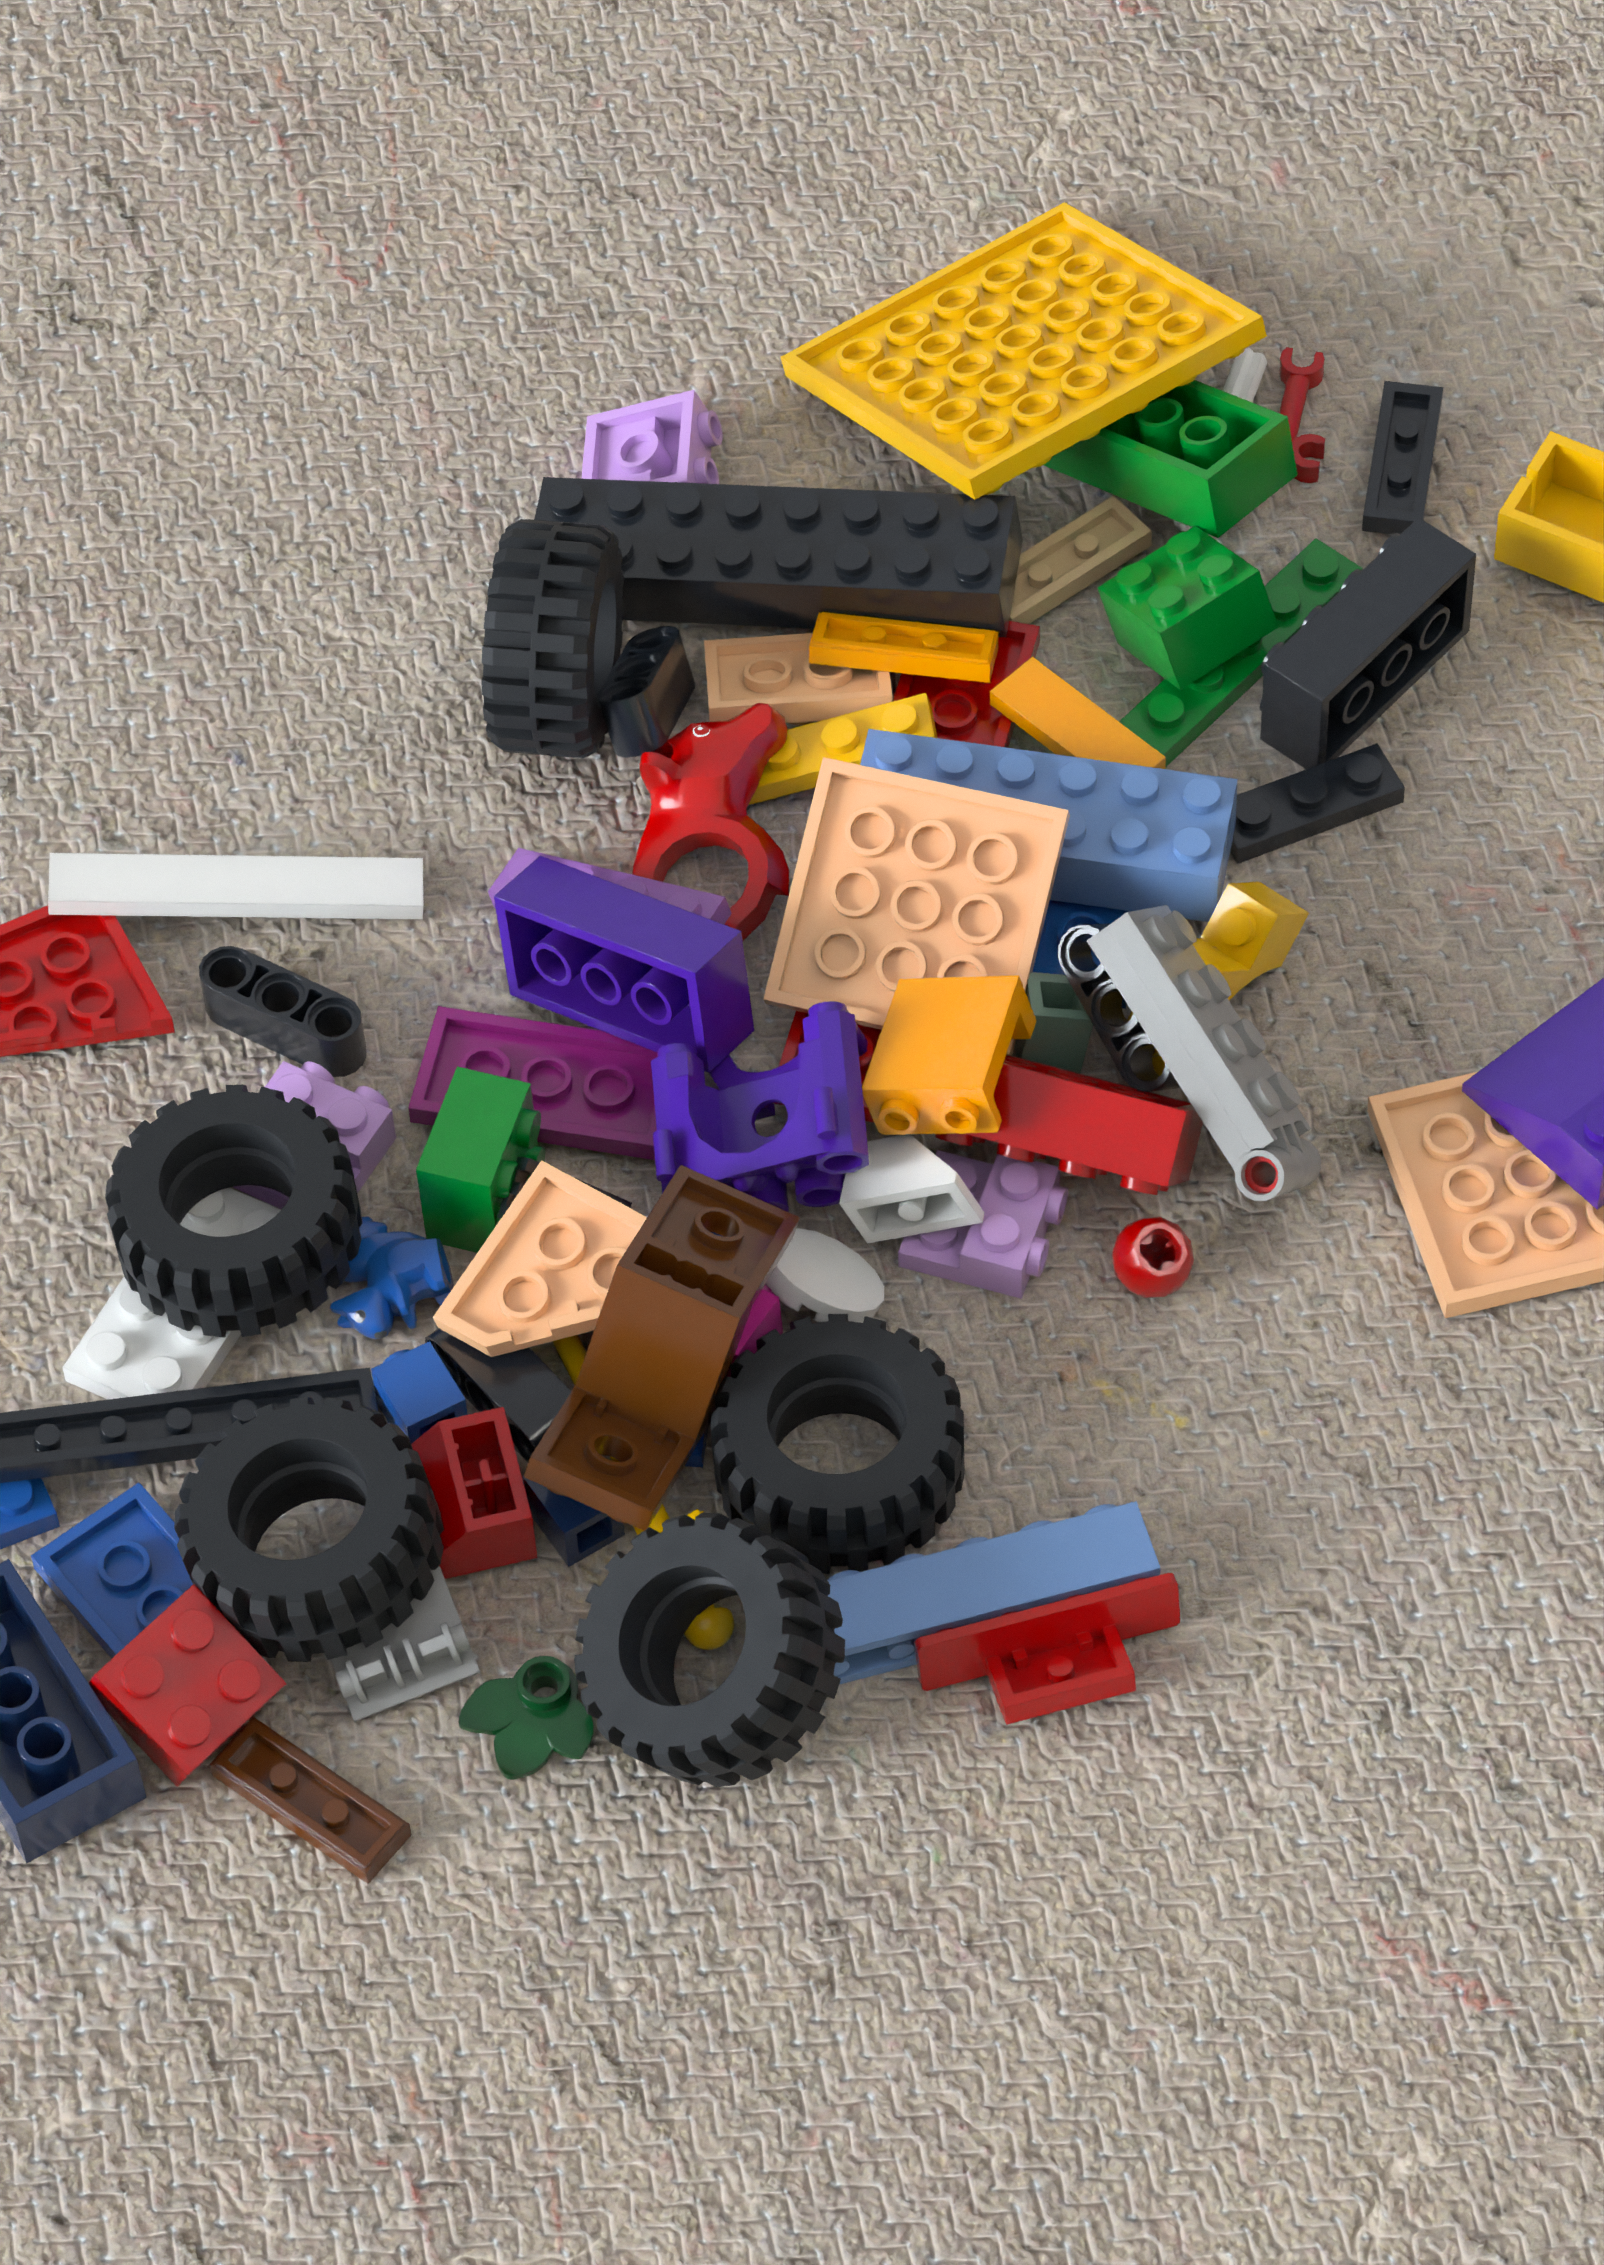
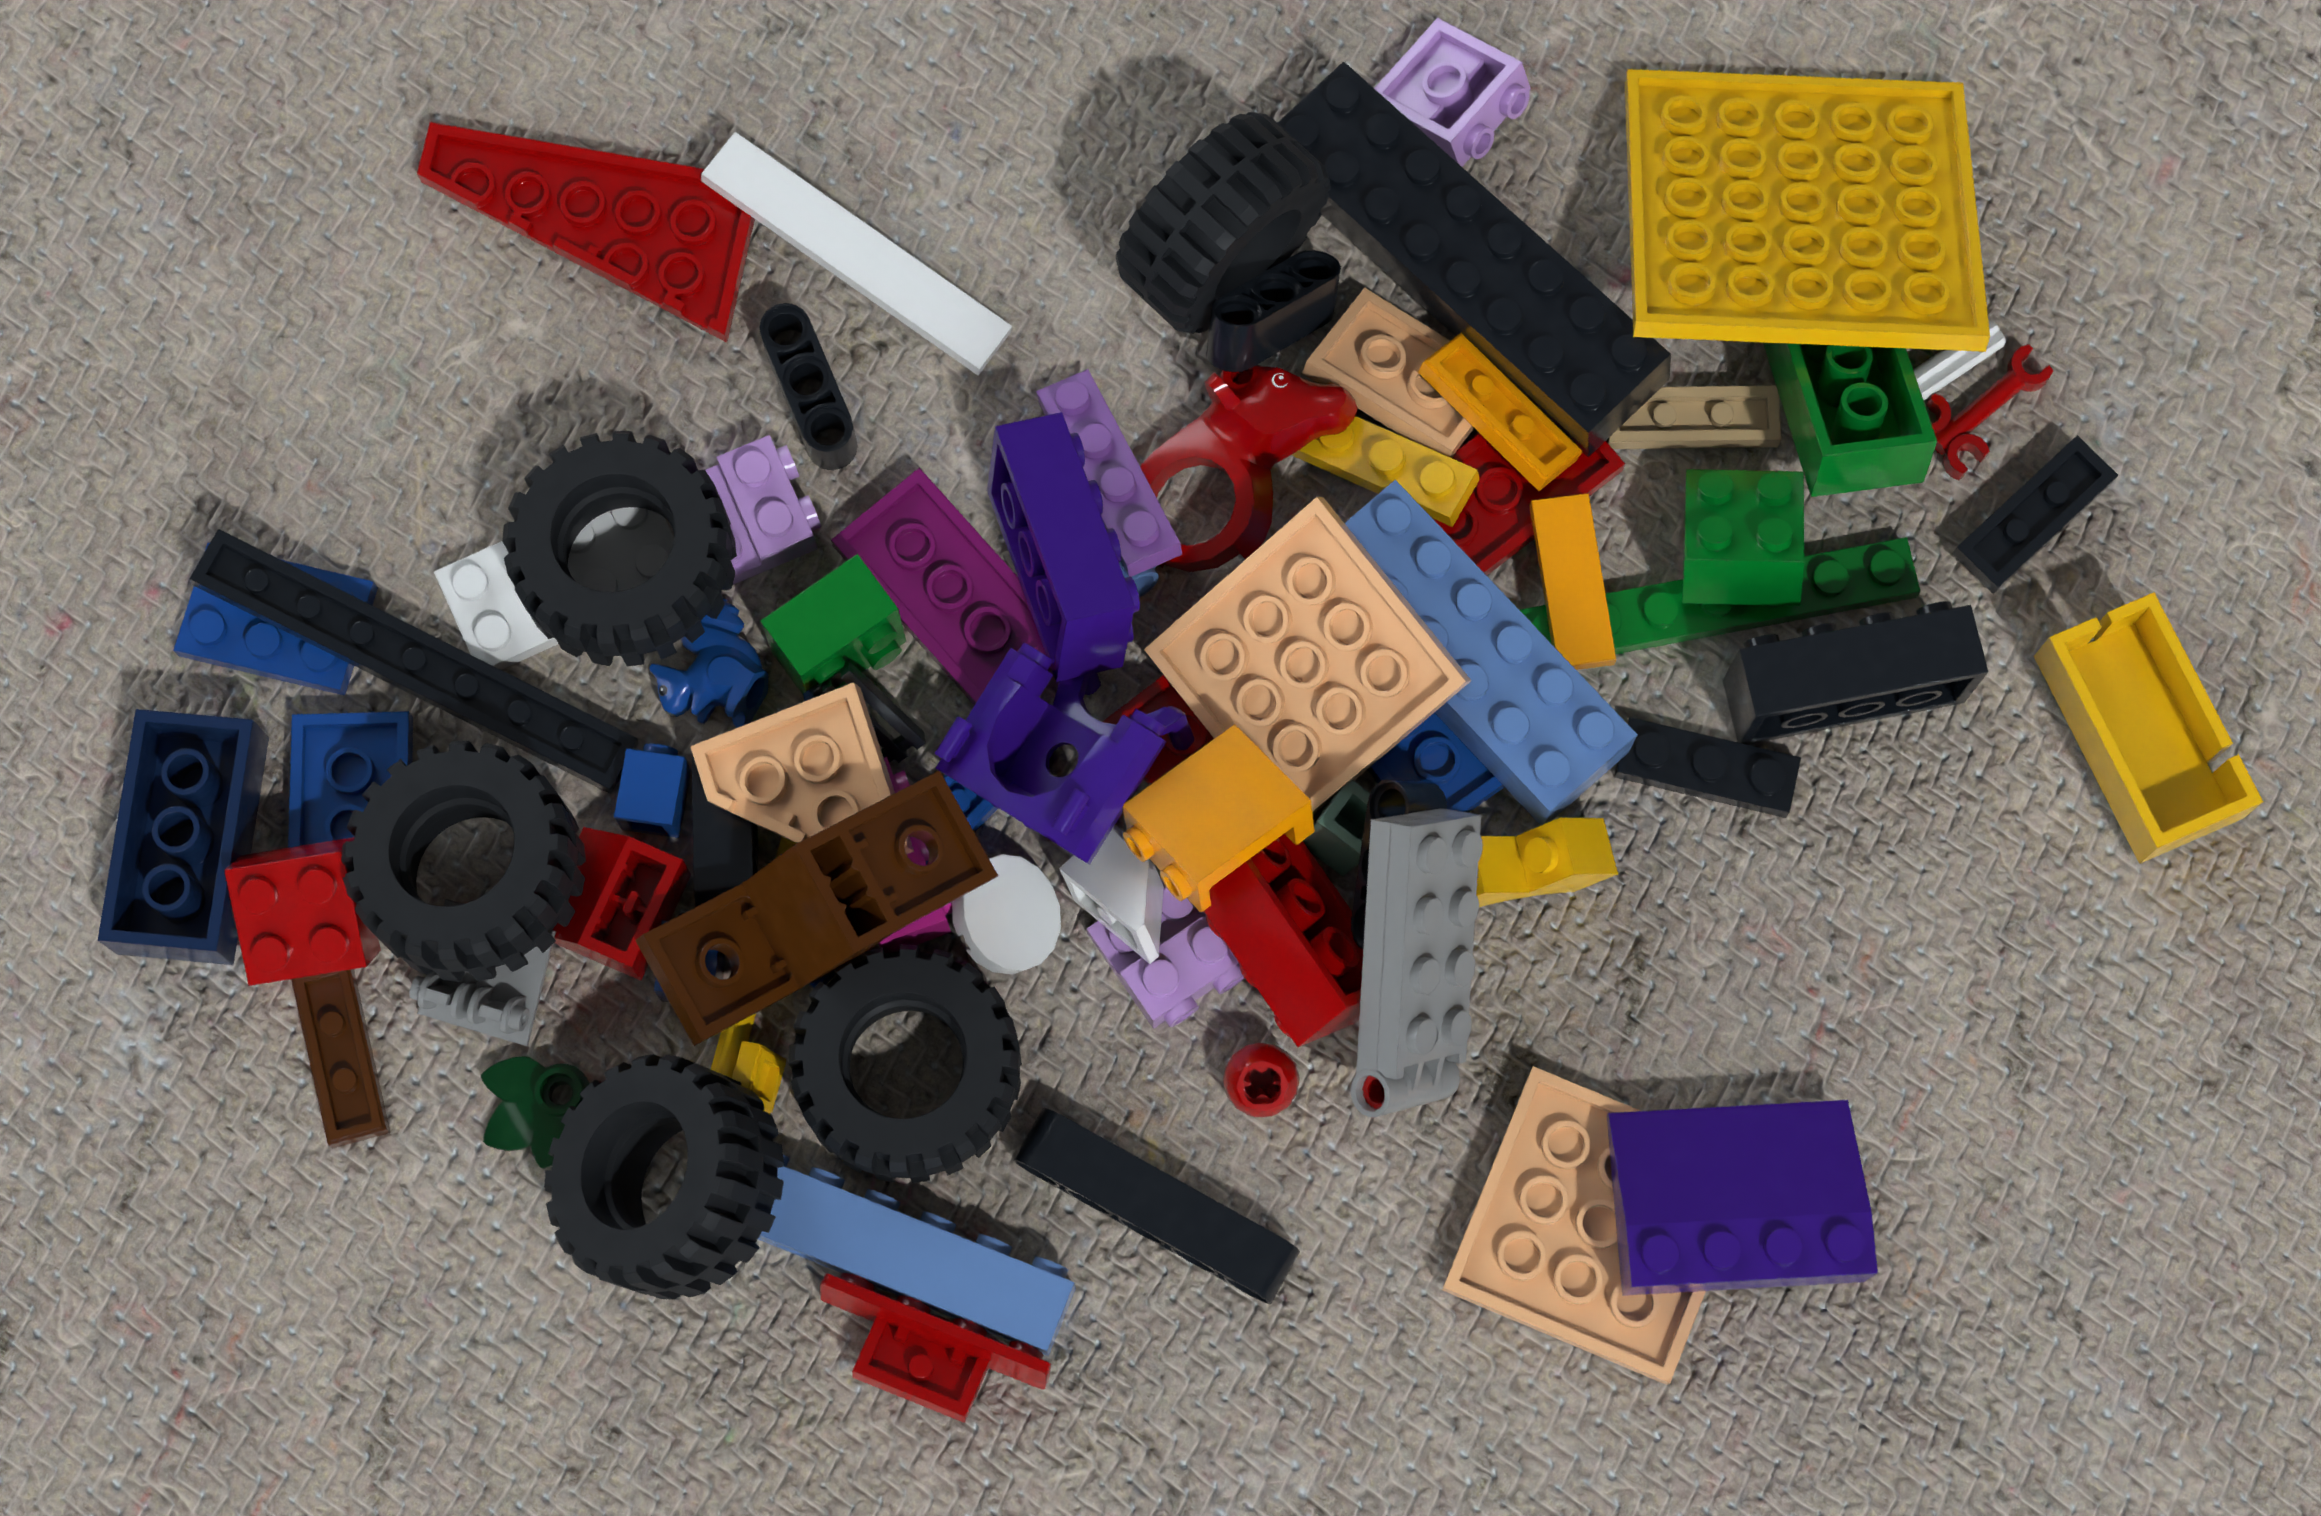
camera: 35 degrees right, 20 degrees up
(1148, 1413) = (1156, 1205): none -> black beam

